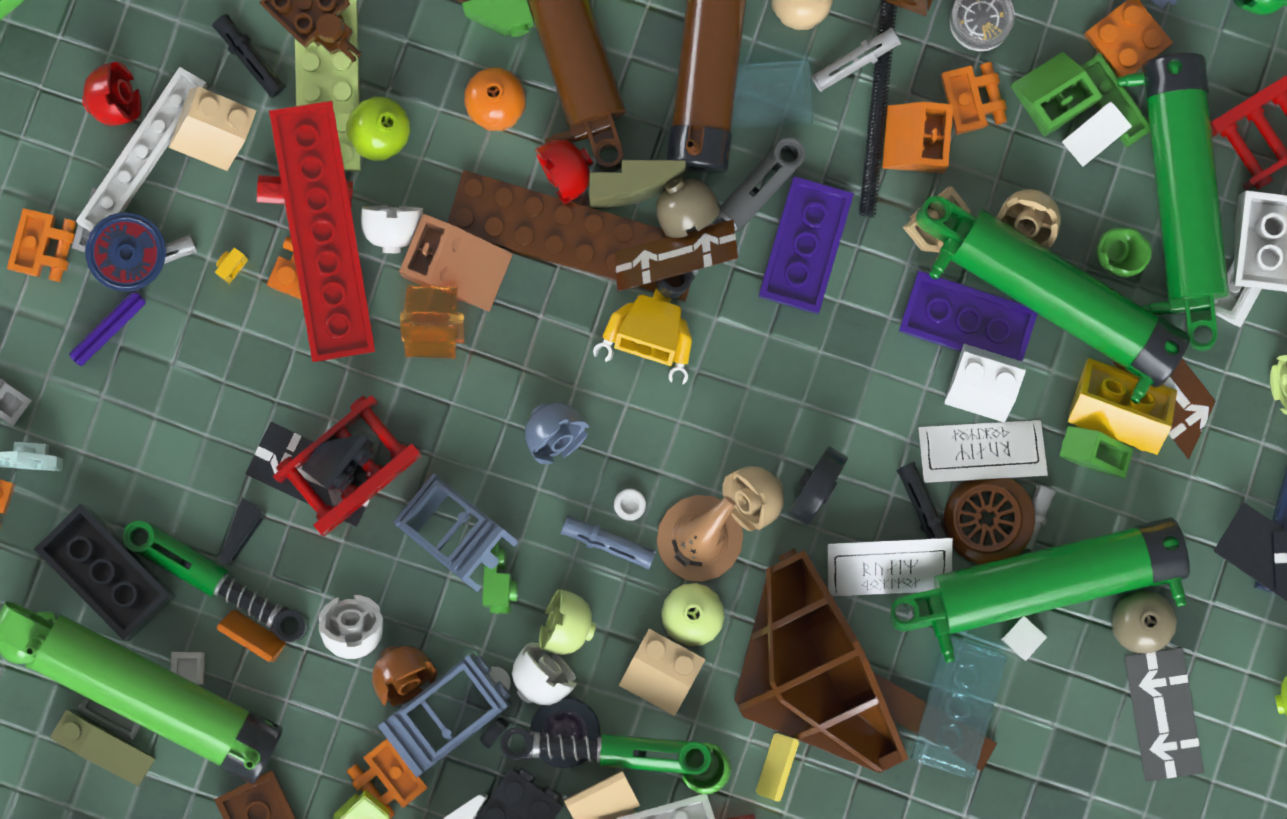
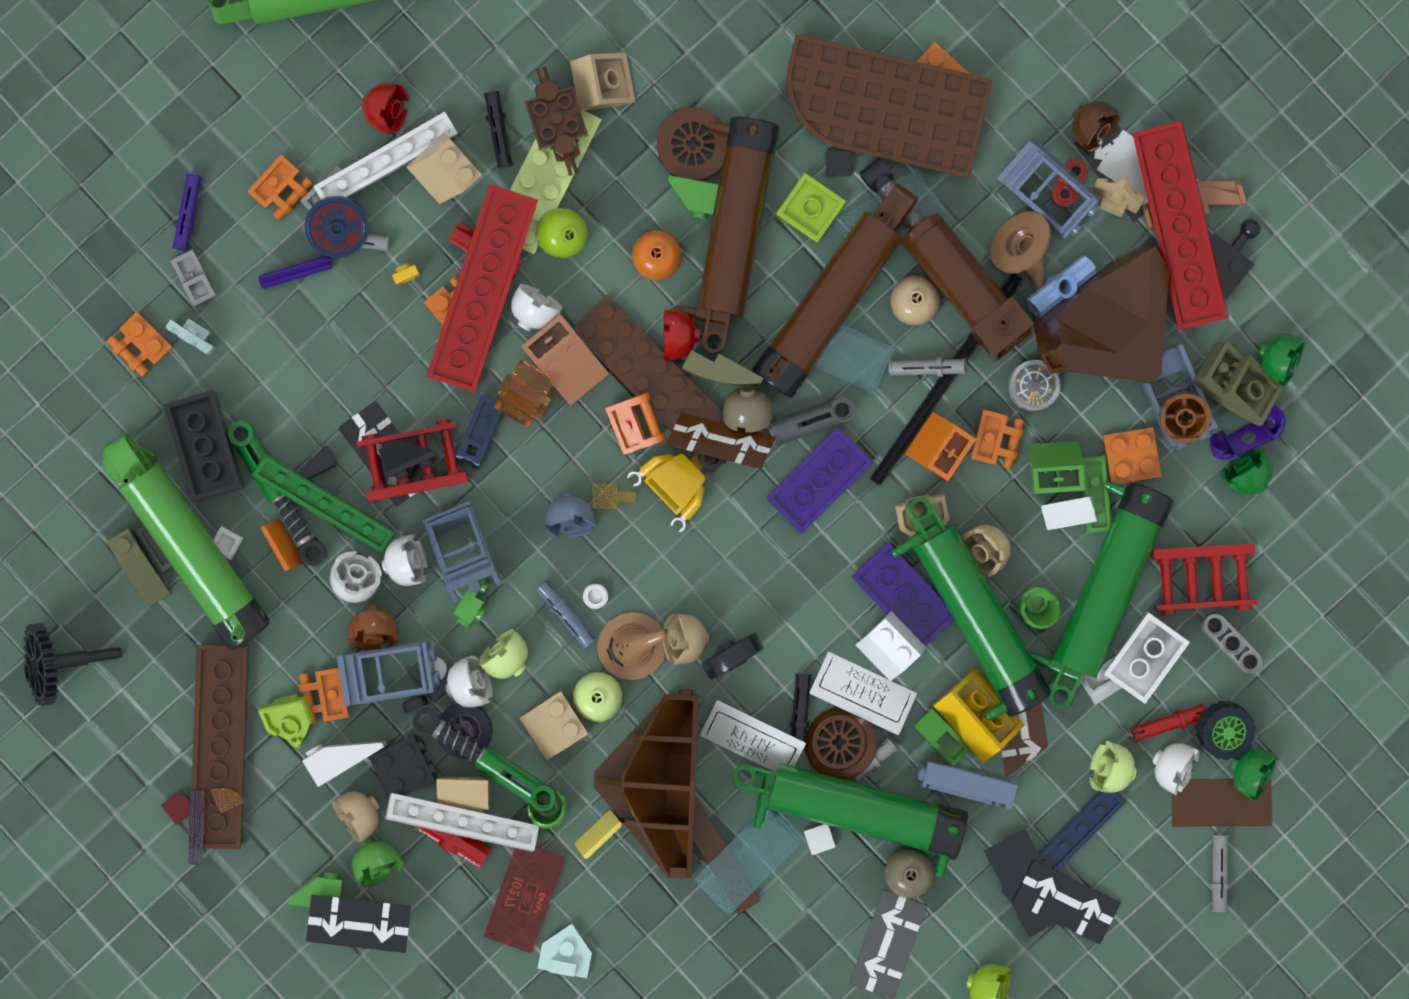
camera: 25 degrees right, 5 degrees up
(271, 563) = (323, 503): none -> green tile
(398, 579) = (405, 561): none -> white cylinder
(404, 393) = (479, 432): none -> dark blue plate
(564, 298) = (628, 427): none -> orange plate
(584, 387) = (607, 496): none -> clear yellow plate
(1154, 486) = (966, 784): none -> sand blue door

